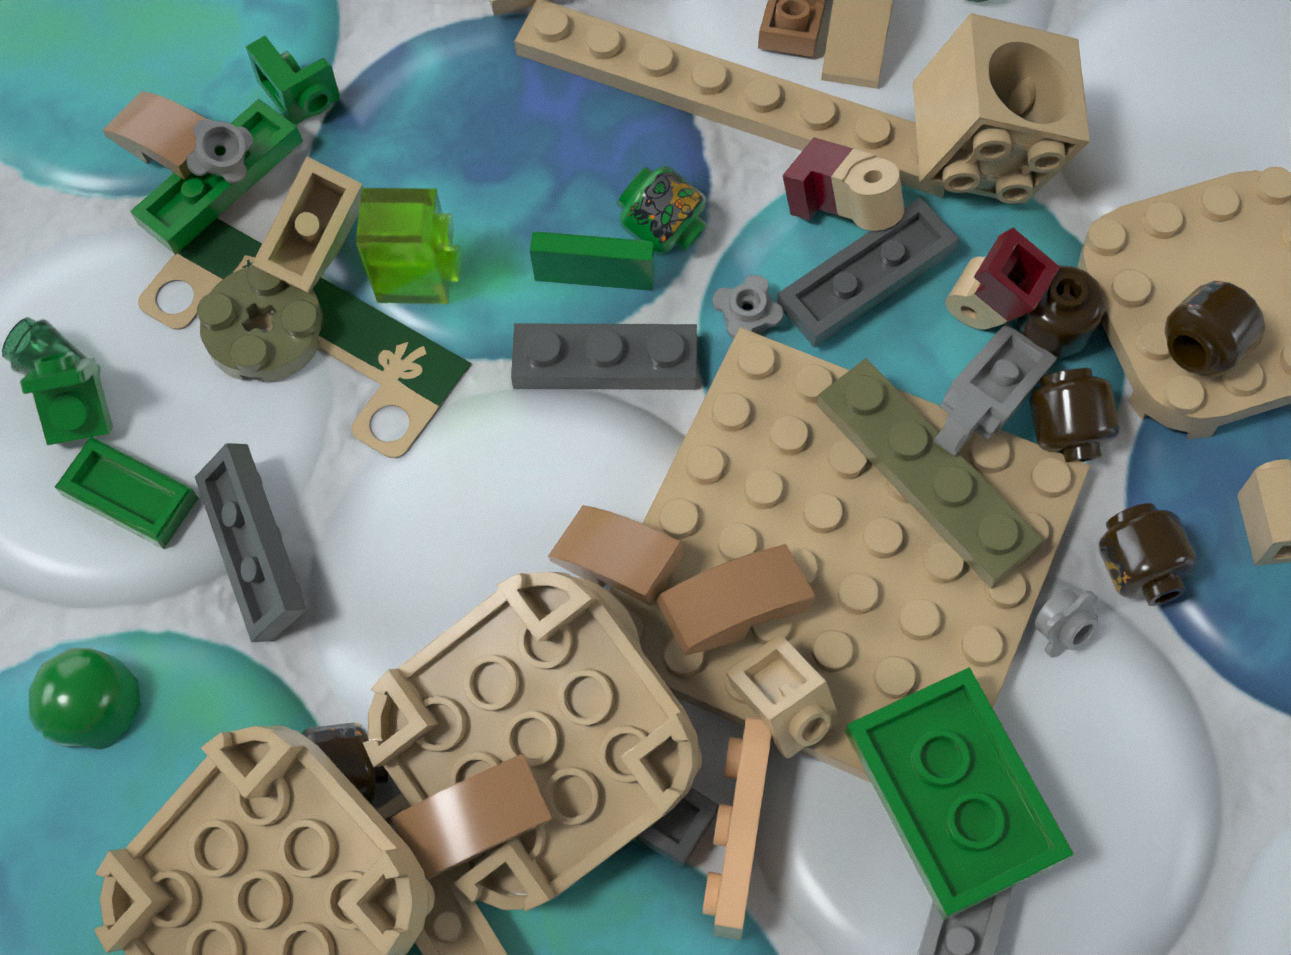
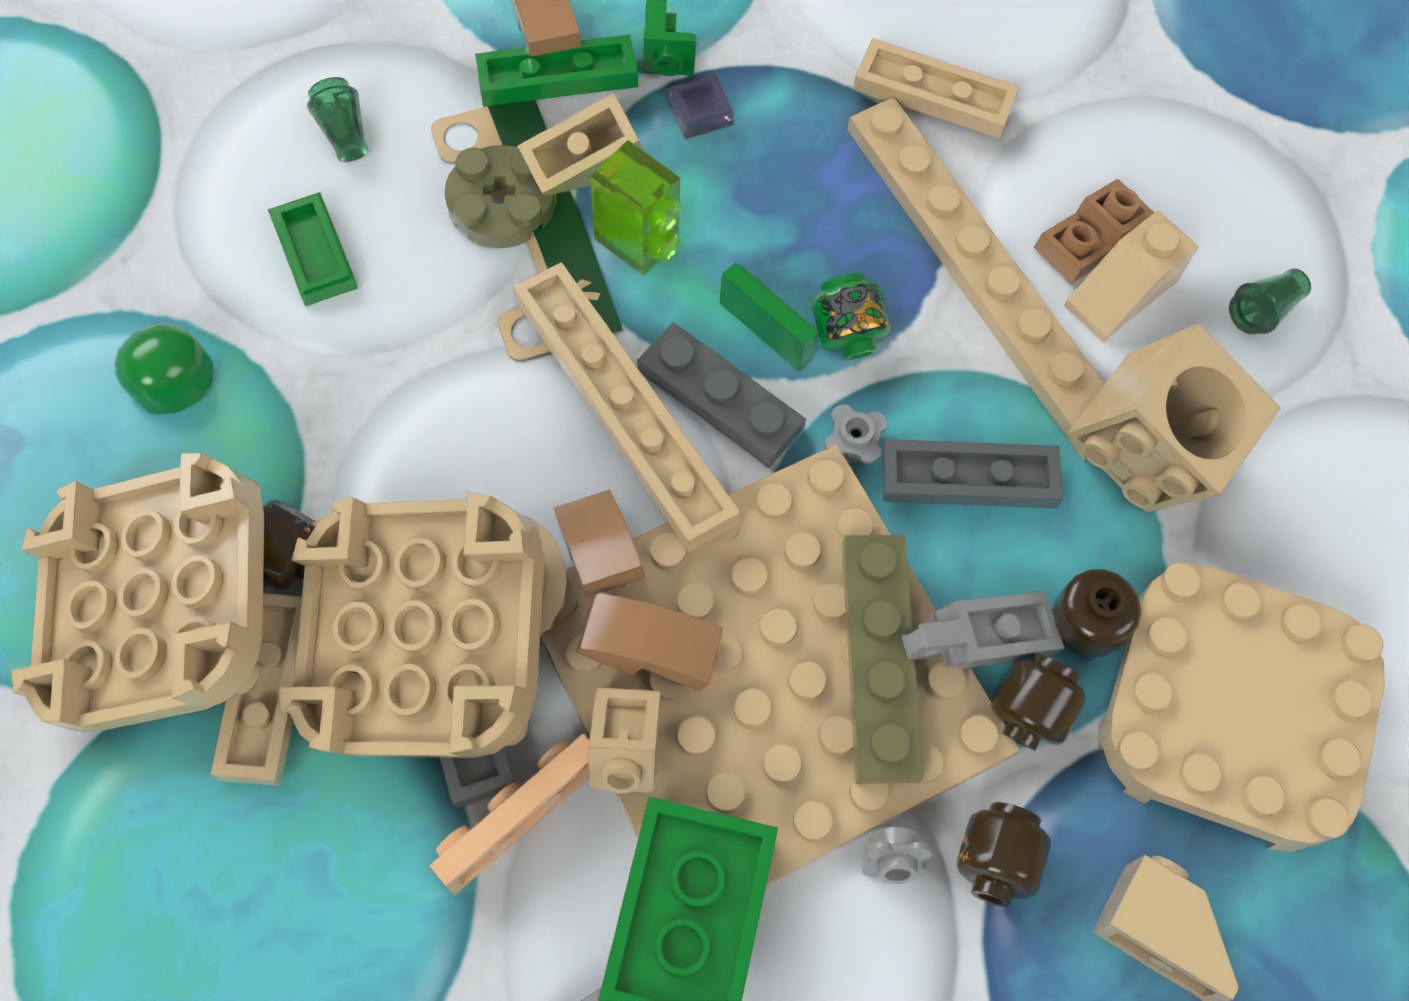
camera: 30 degrees right, 0 degrees up
(68, 398) = (324, 153): green bracket -> none
(220, 134) = (566, 35): light grey plate -> none
(250, 543) = (358, 343): dark grey plate -> none
(372, 121) = (700, 106): none -> tile
(473, 816) = (325, 649): medium nougat slope -> none
(539, 421) = (627, 408): none -> tan plate
(844, 184) = (1005, 392): leg -> none
(995, 285) = (1063, 555): dark red leg -> none
(1214, 329) = (1201, 717): dark brown head -> none

